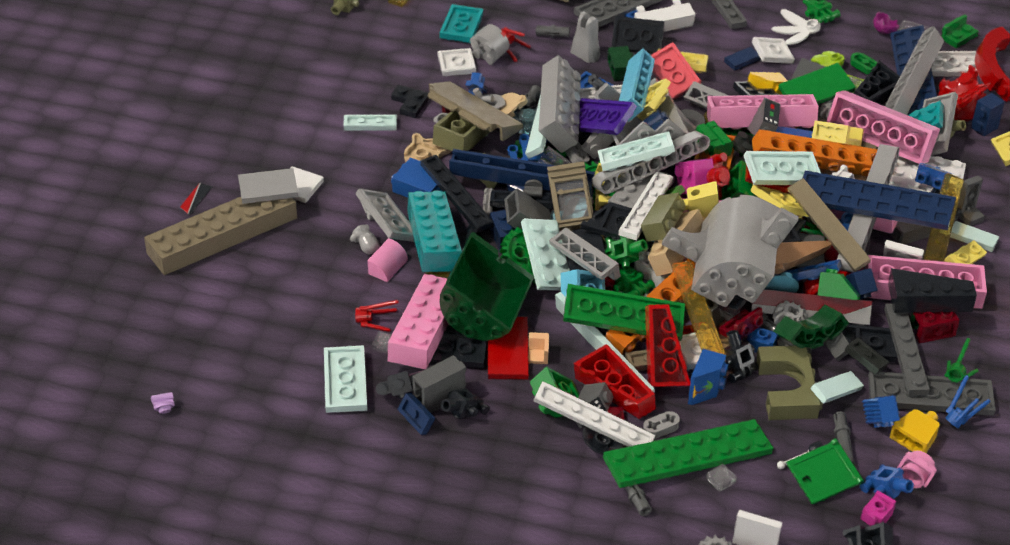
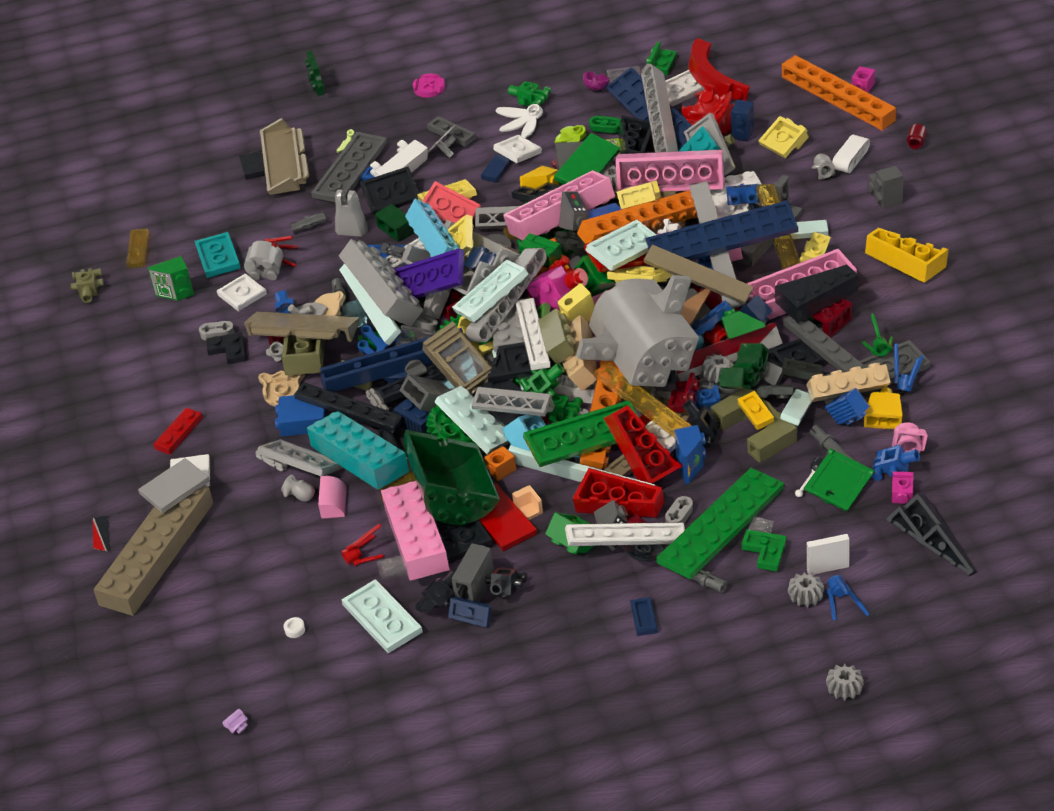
camera: 25 degrees left, 0 degrees up
(272, 351) = (294, 627): none -> white tile
(317, 147) = (178, 431): none -> red plate
(370, 122) = (207, 385): light aqua tile -> none
(407, 25) = (171, 279): none -> green slope
(412, 81) = (216, 329): none -> light grey beam
(542, 303) = (500, 463): none -> orange brick
(557, 498) = (643, 616): none -> dark blue tile
(713, 19) = (444, 145): none -> light grey shield
(714, 497) = (768, 545): none -> green plate
(793, 370) = (755, 410): none -> yellow plate
(831, 363) = (780, 391): none -> pearl dark grey plate
(898, 250) = (764, 269): white plate -> none
(905, 389) = (838, 383): none -> tan brick

